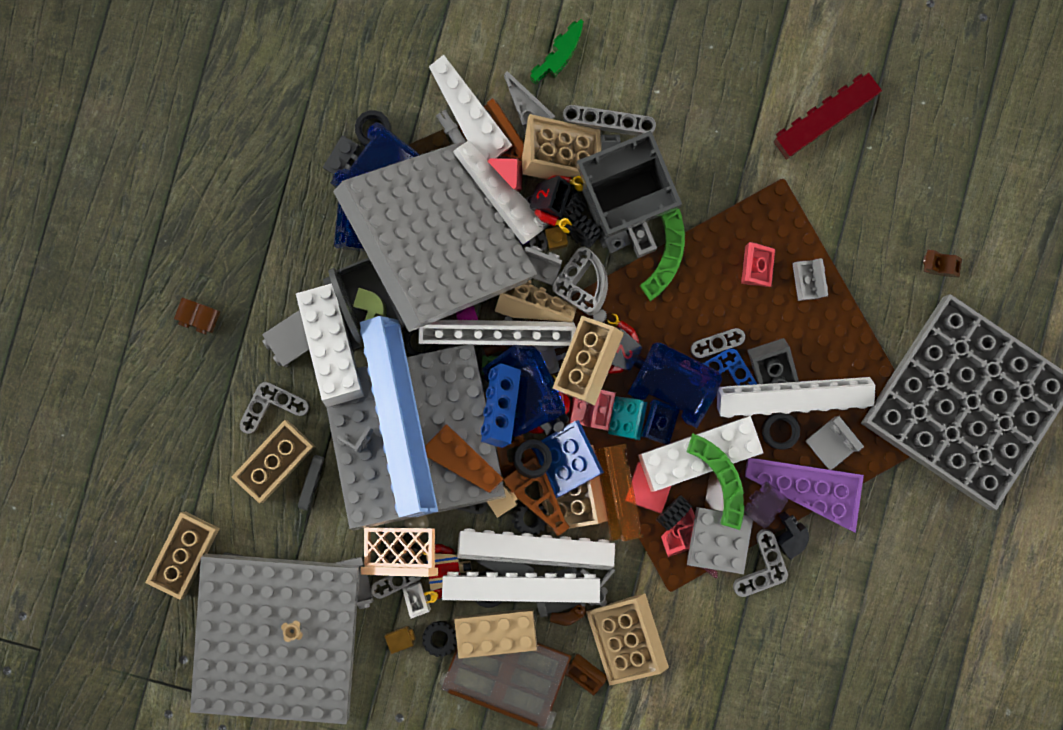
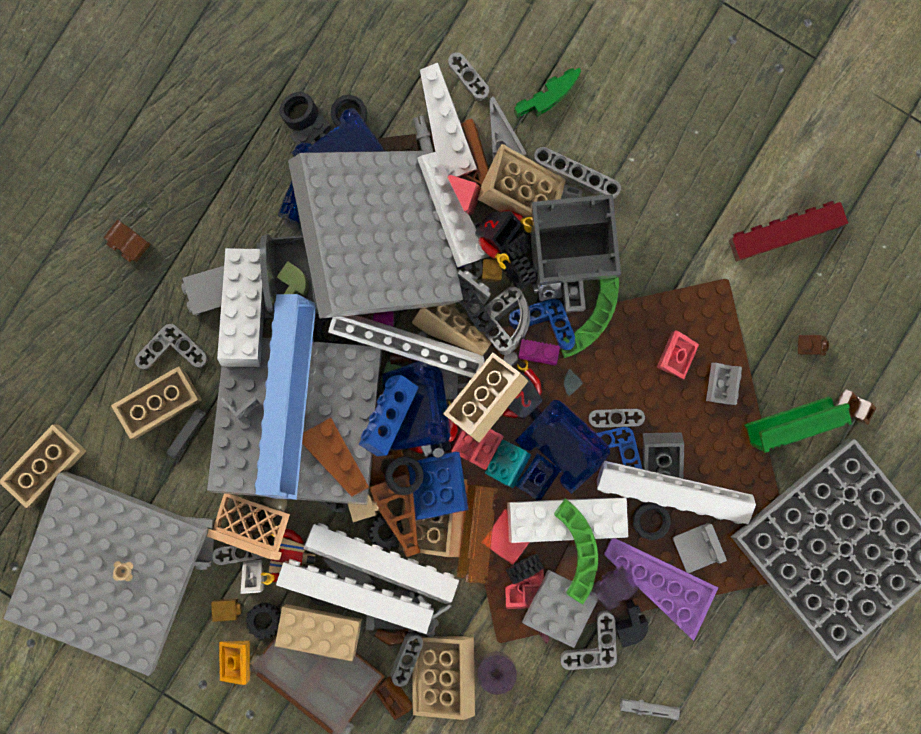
camera: 15 degrees right, 0 degrees up
(313, 136) = (304, 121): none -> black tyre
(423, 686) = (234, 661): none -> light orange slope
(491, 62) = (455, 69): none -> light grey beam
(557, 292) = (486, 317): none -> black beam
(584, 625) = (406, 650): none -> dark grey beam
(623, 264) = (548, 314): none -> blue beam
(625, 302) = (538, 352): none -> magenta brick
(664, 322) = (571, 382): none -> clear light blue tile
(687, 625) = (507, 675): none -> clear purple brick
(833, 610) = (641, 707): none -> light grey pin
(883, 217) = (812, 345): none -> reddish brown bracket
(891, 296) = (797, 424): none -> green piece

